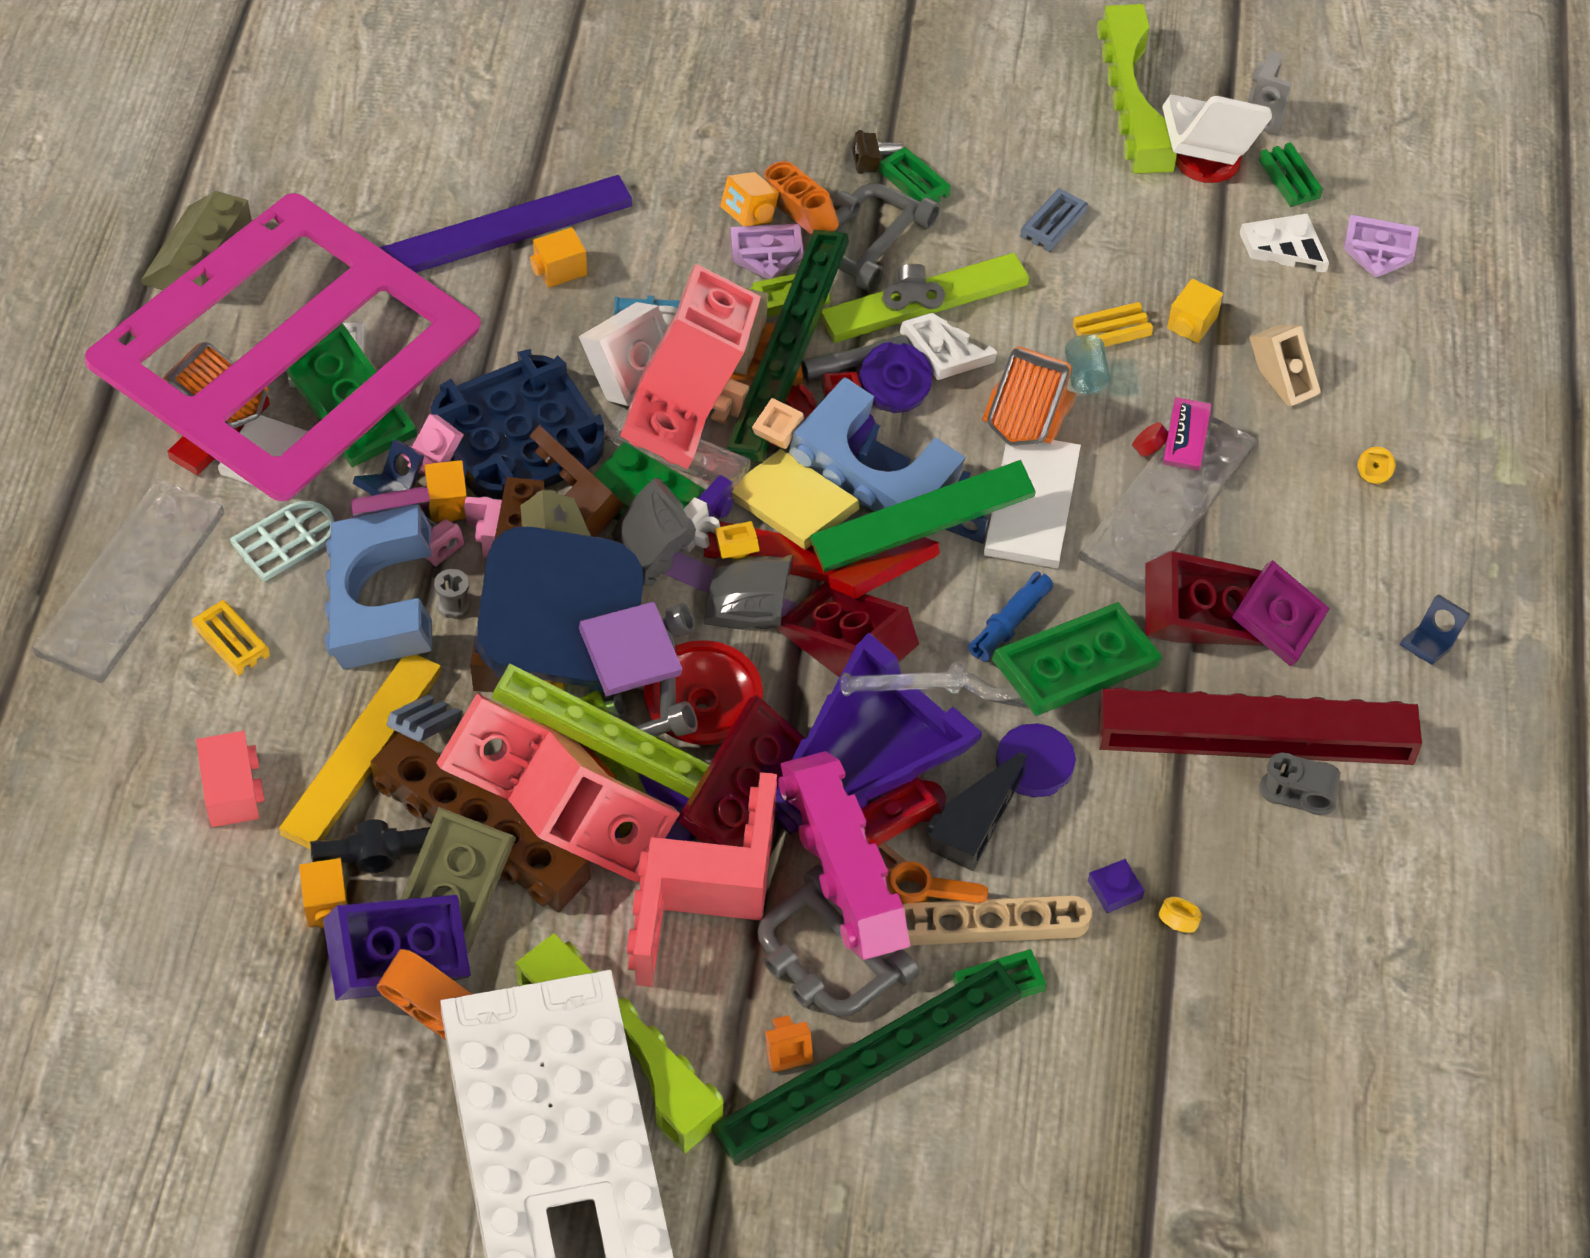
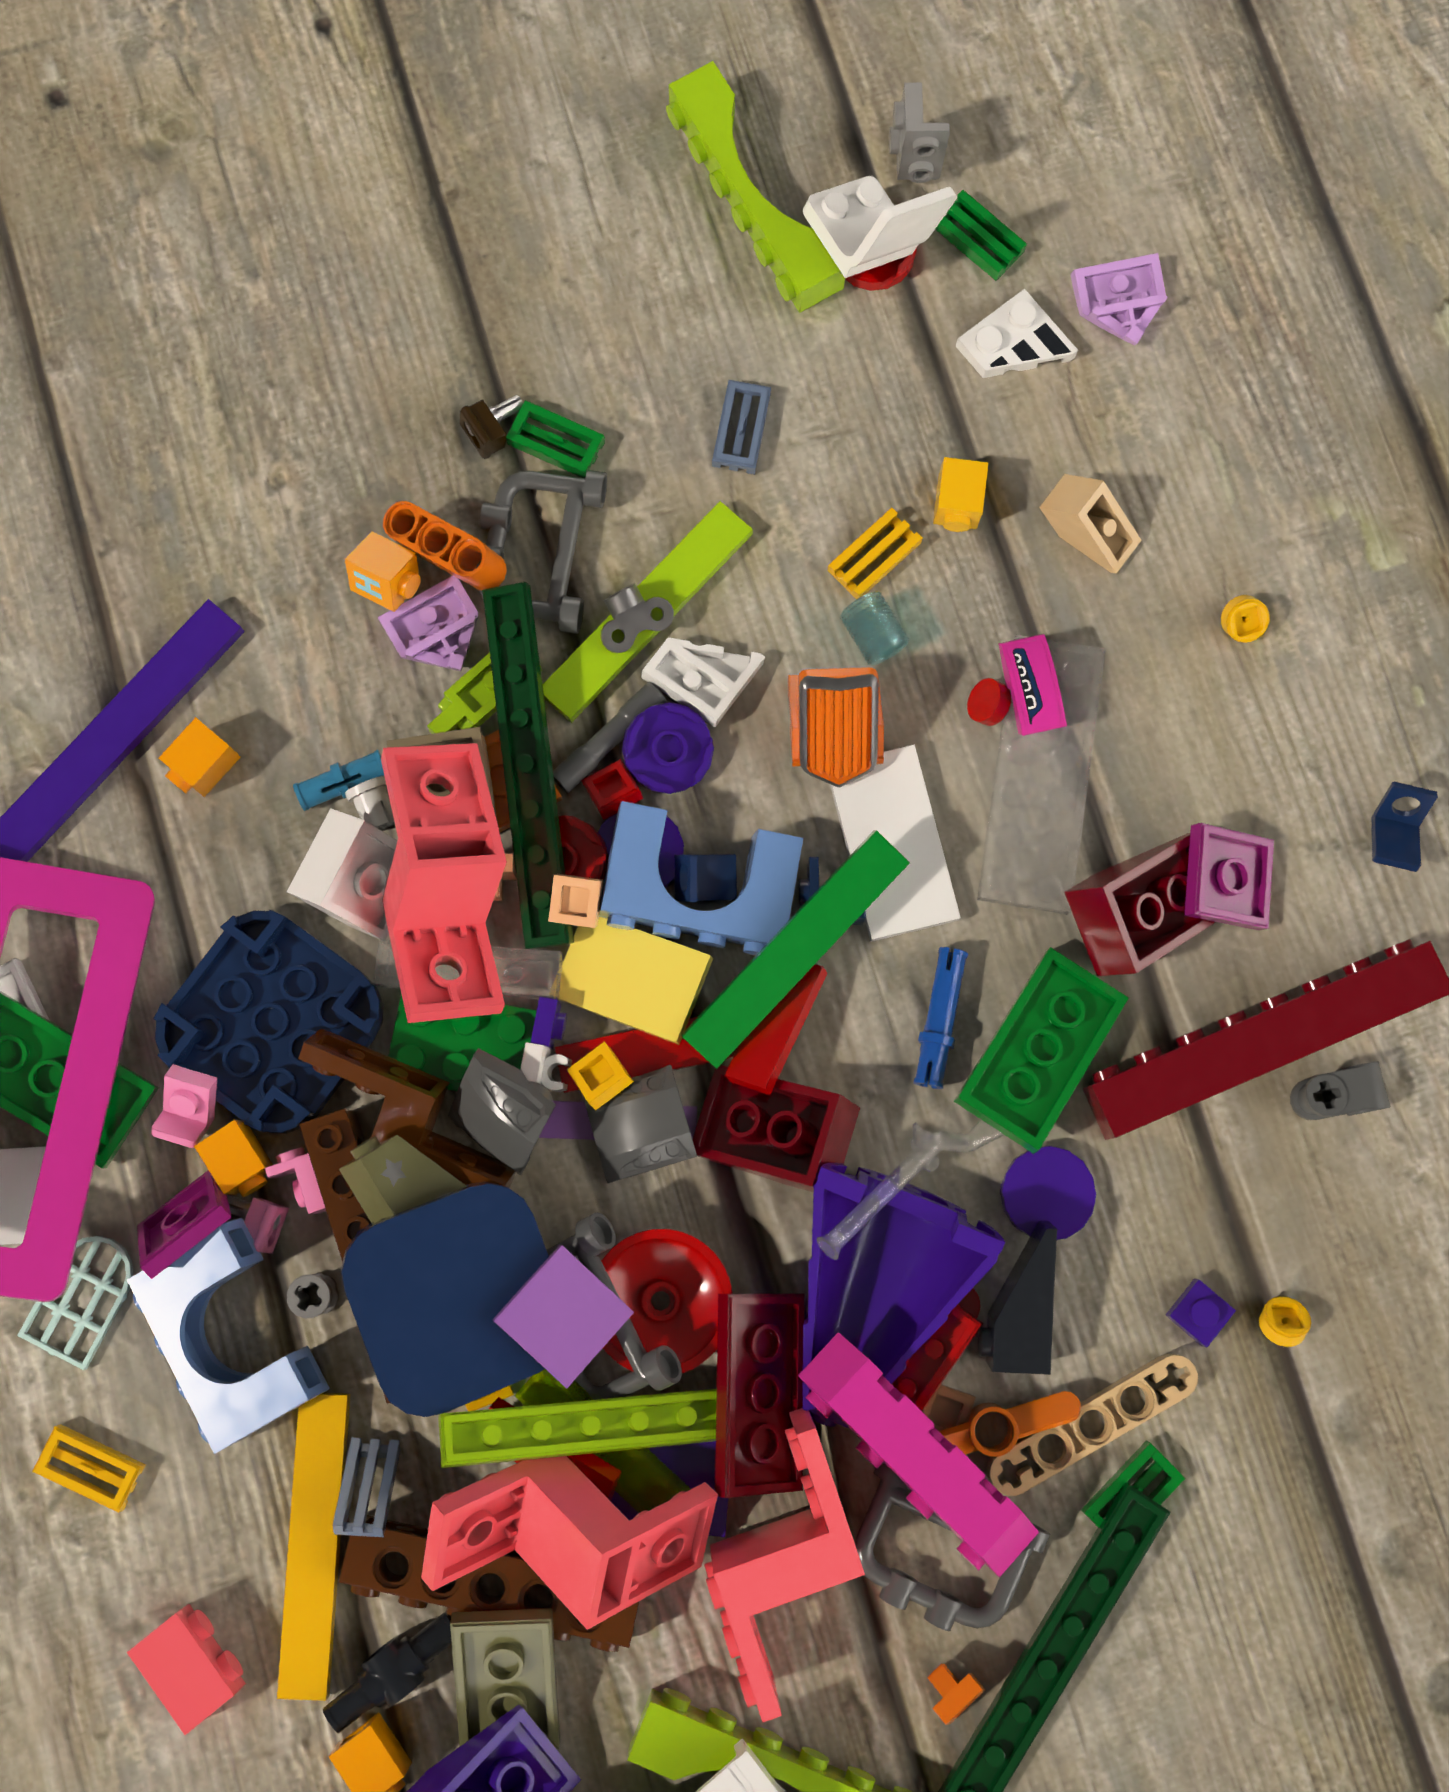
camera: 25 degrees left, 25 degrees up
(390, 479) = (162, 1175): dark blue bracket -> none

